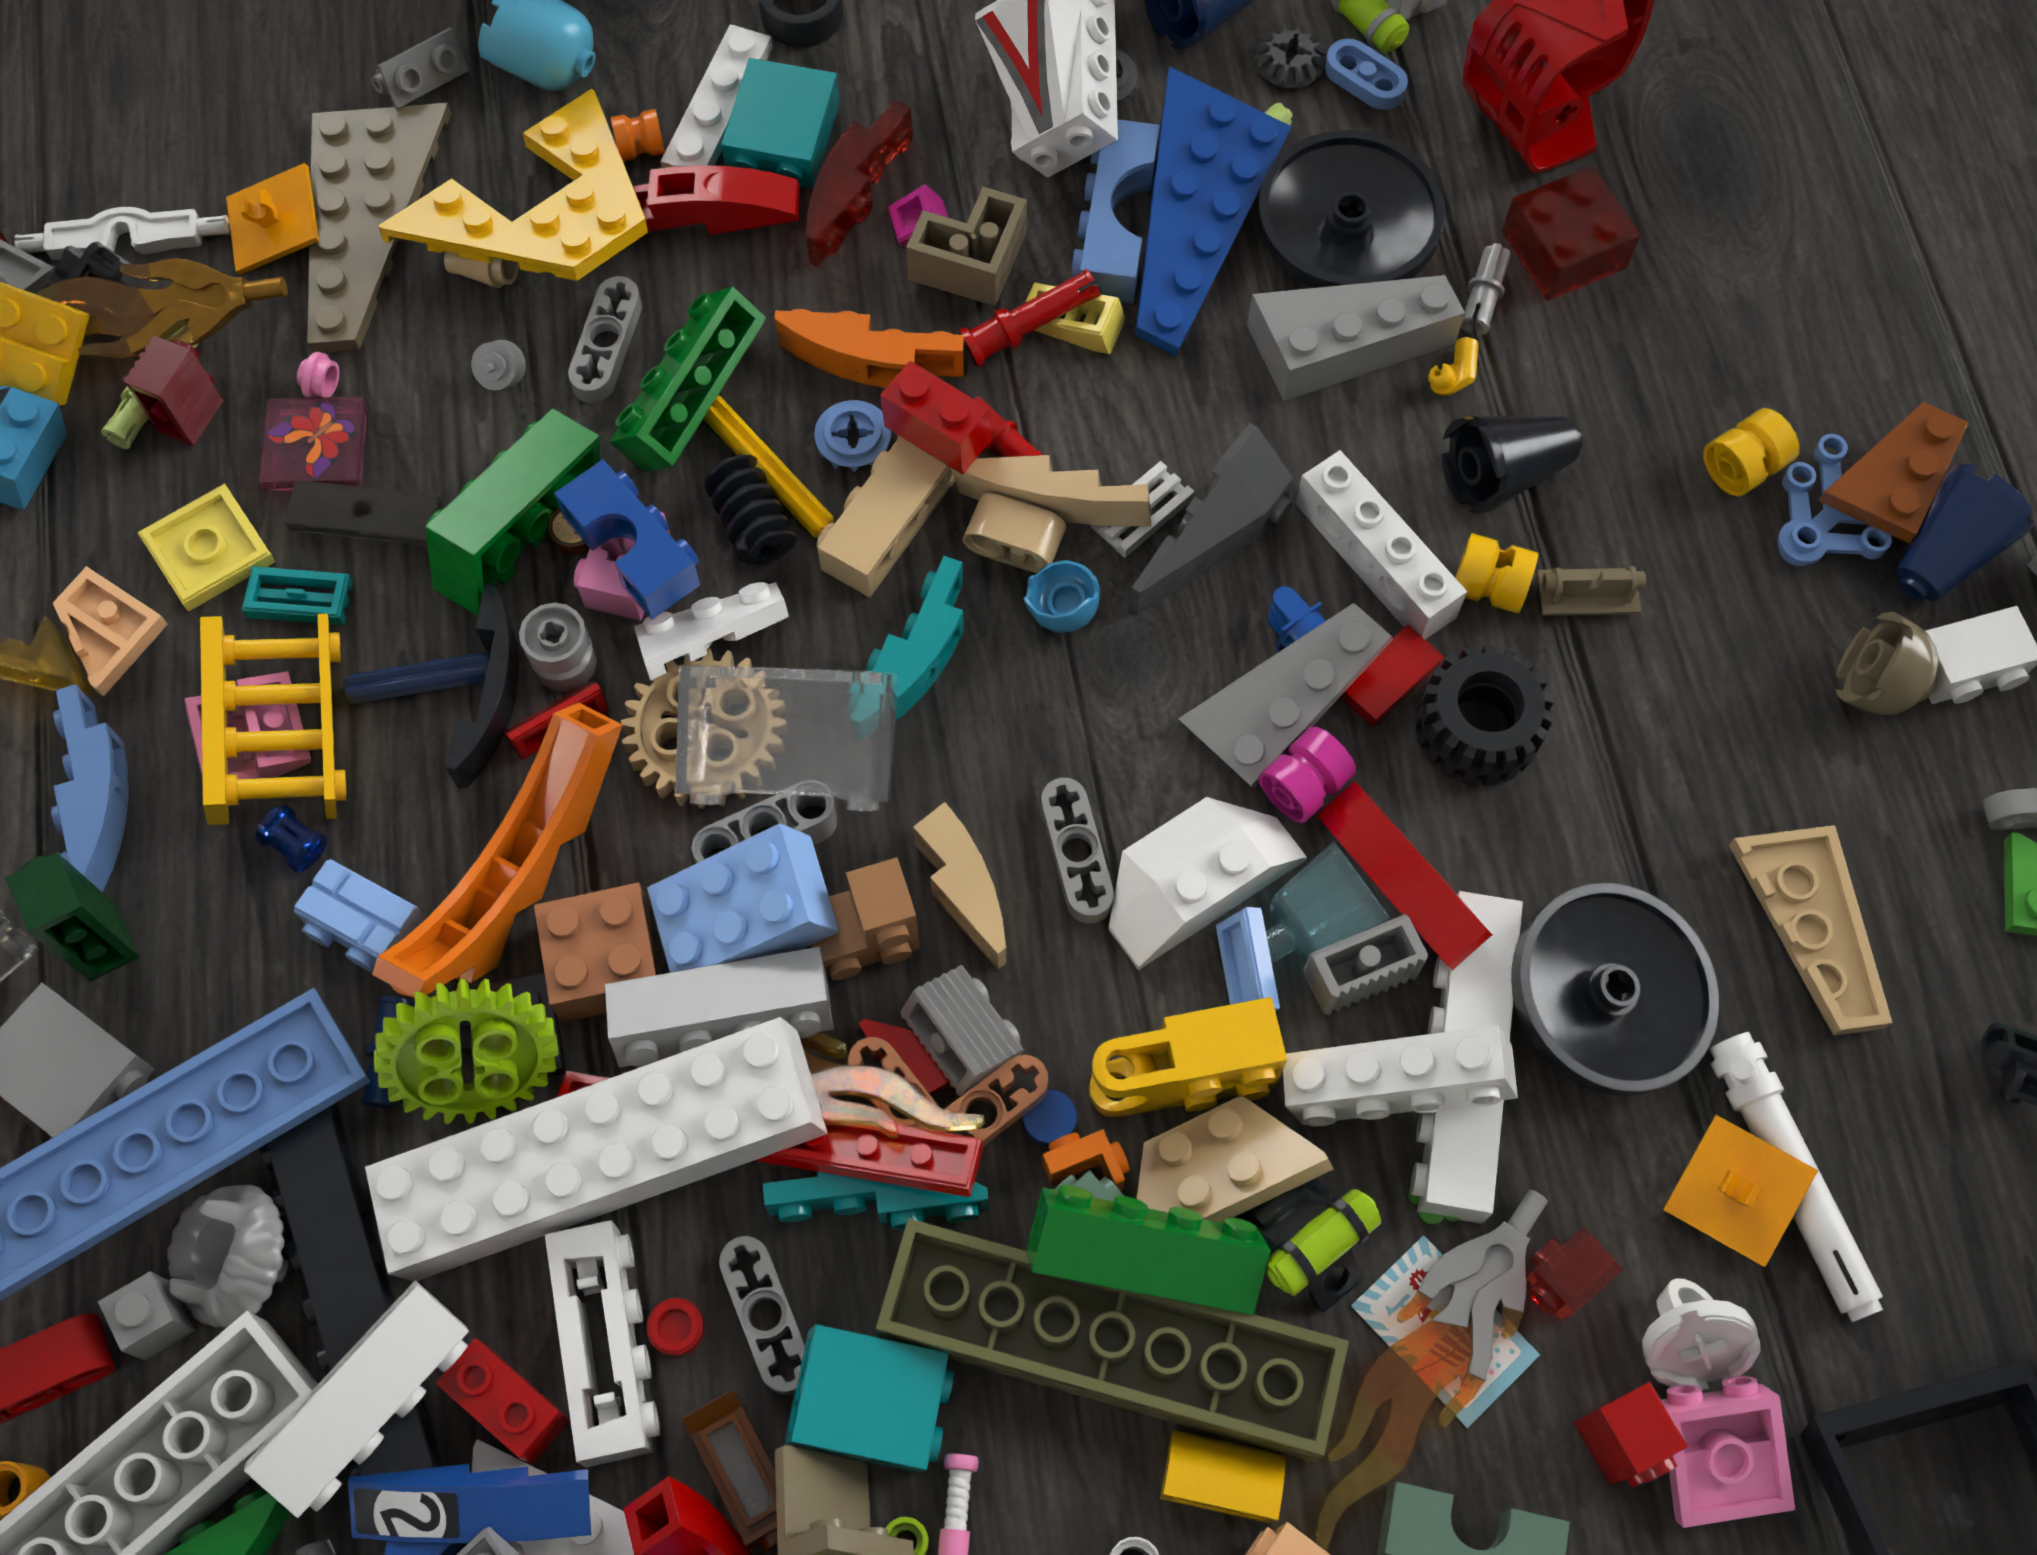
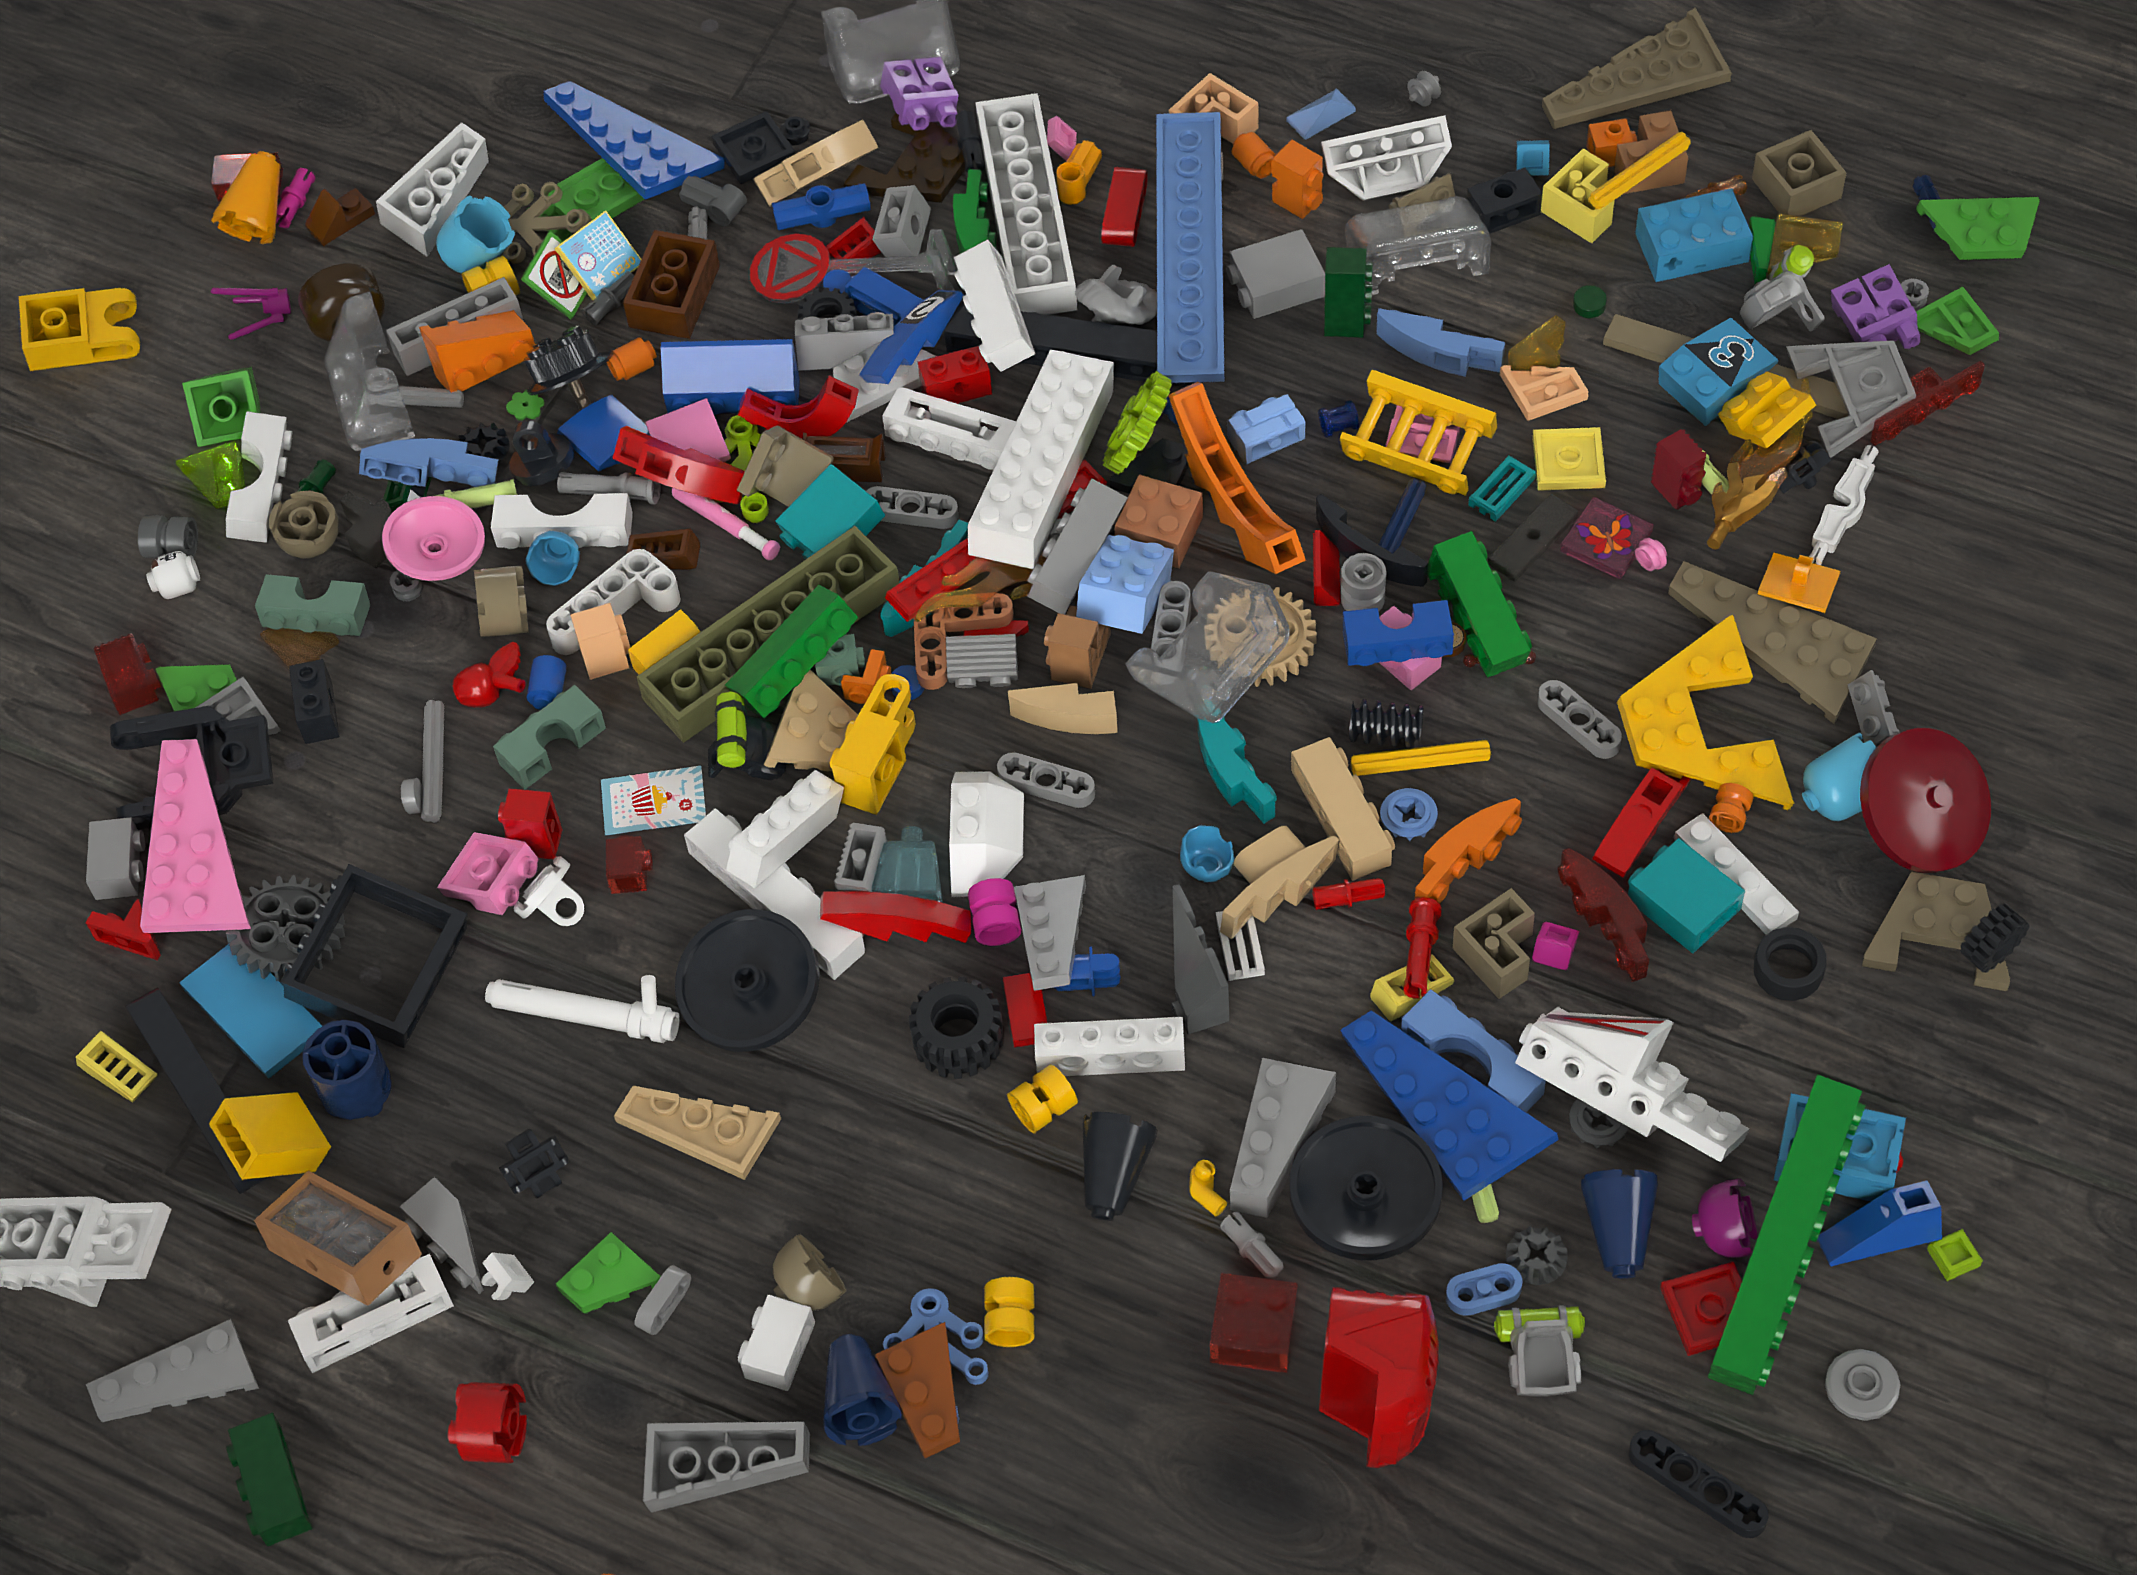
camera: 130 degrees right, 10 degrees down
(146, 1316) = (1114, 250): light grey brick -> none
(498, 364) = (1593, 648): light grey wheel -> none
(675, 1327) = (936, 469): red tile -> none
(687, 379) = (1506, 735): green brick -> none
(709, 619) = (1323, 663): white wing -> none
(936, 417) = (1364, 828): red brick -> none
(1246, 957) = (910, 815): light blue tile -> none
(1451, 1345) = (643, 794): piece -> none
(1590, 591) = (994, 1155): dark tan hinge -> none
(1740, 1190) = (597, 973): light orange piece -> none

